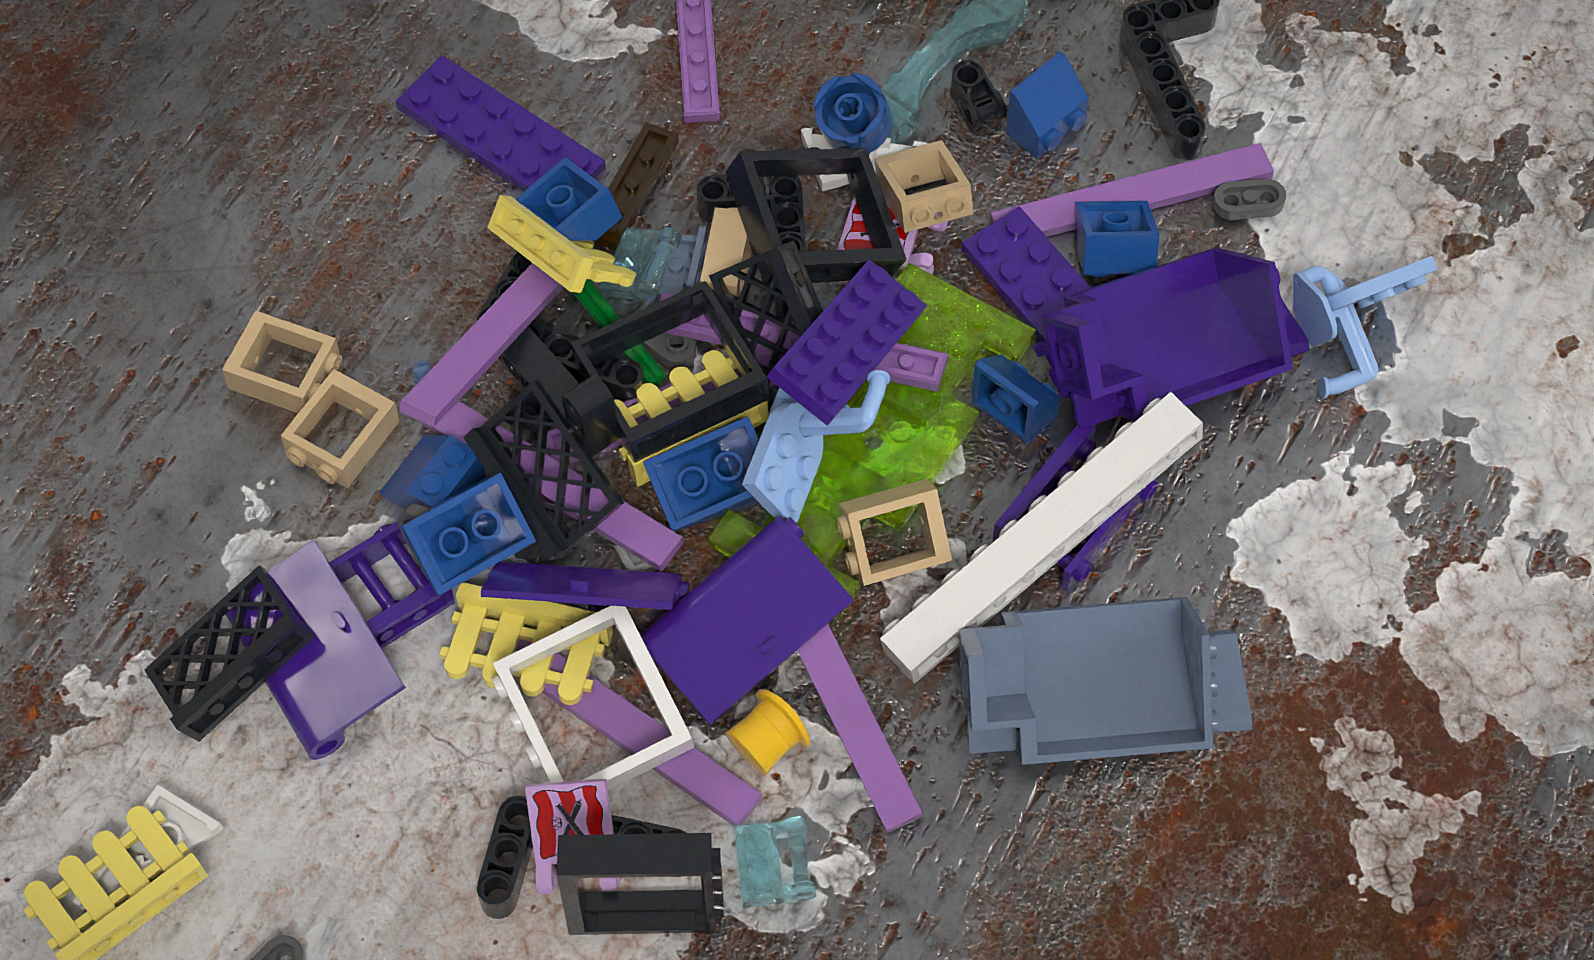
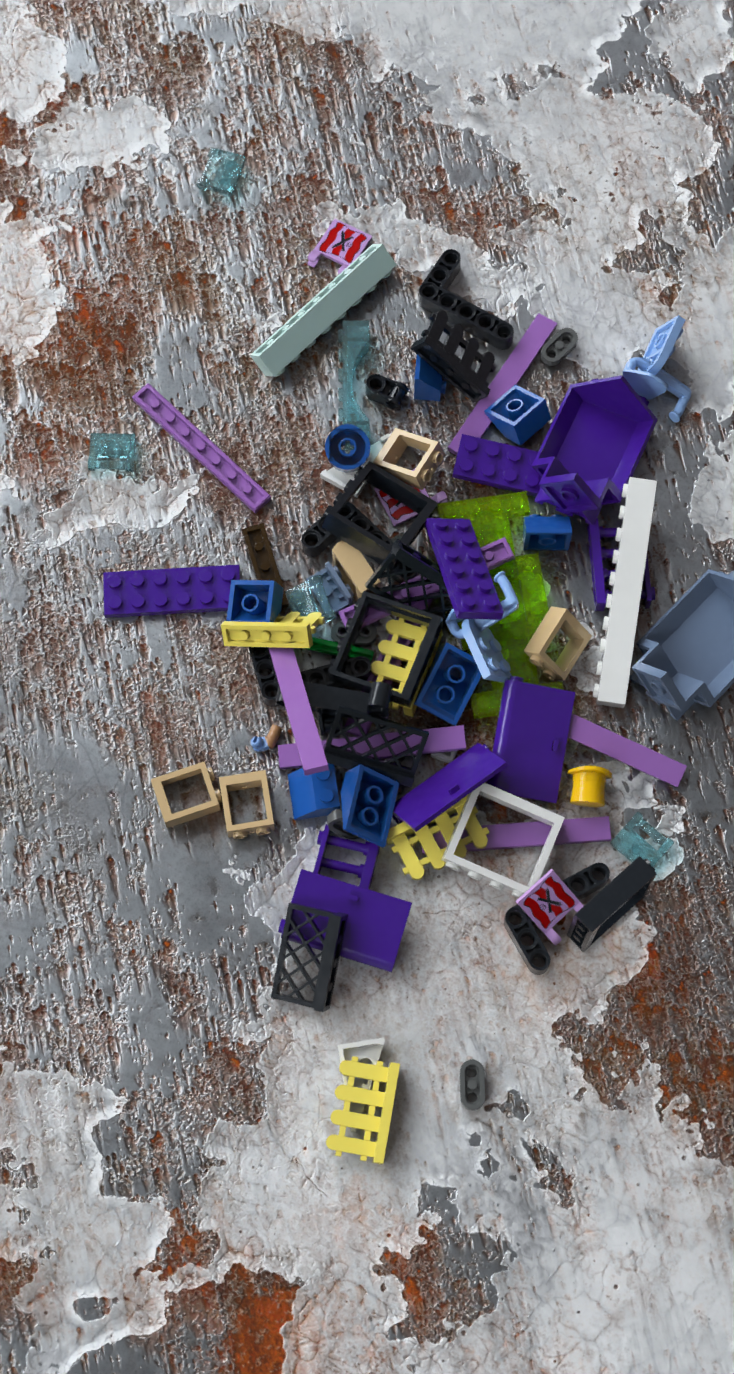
camera: 40 degrees left, 10 degrees up
(1076, 115) = (454, 368): none -> black fence

